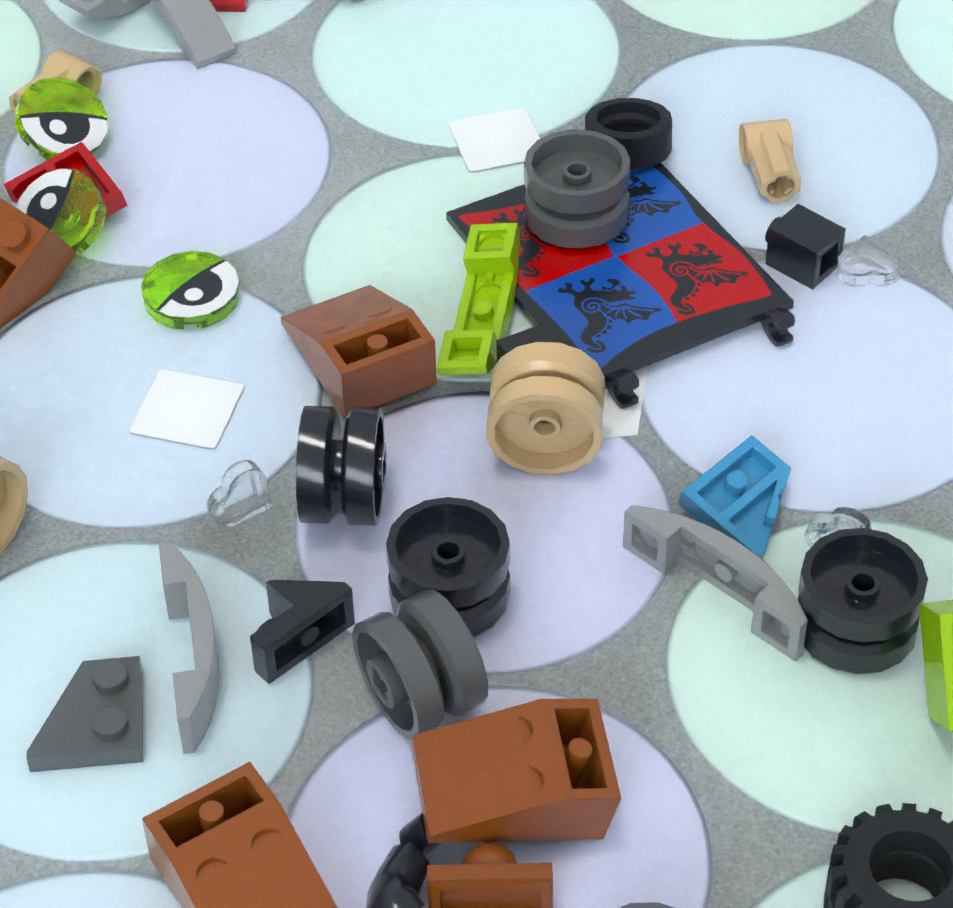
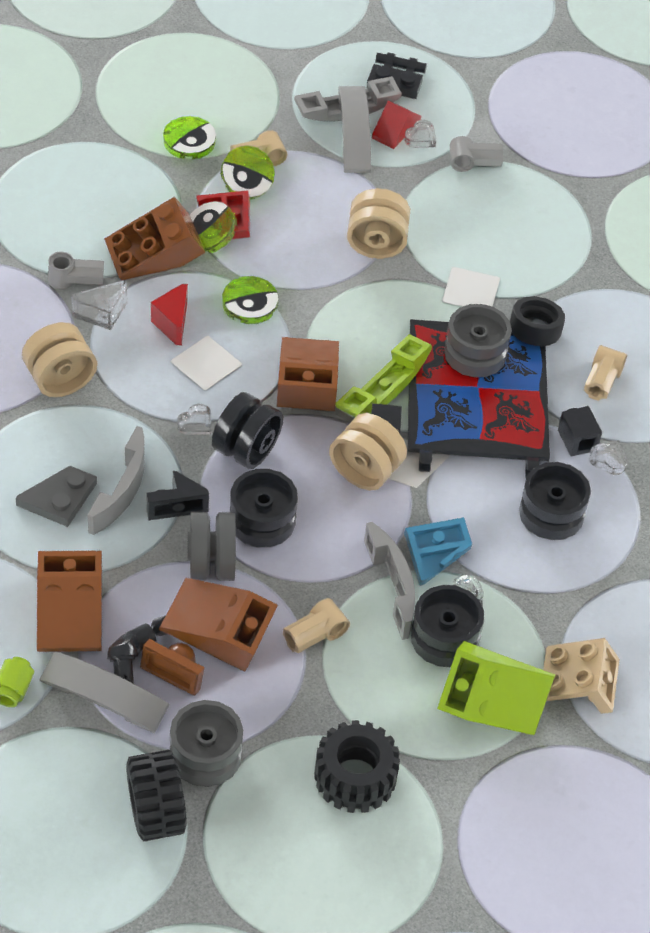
camera: 25 degrees right, 5 degrees up
(85, 361) = (169, 313): none -> red slope
(313, 100) = (378, 223): none -> tan wheel
(666, 698) = (322, 622): none -> tan piece
(858, 350) = (554, 500): none -> black wheel

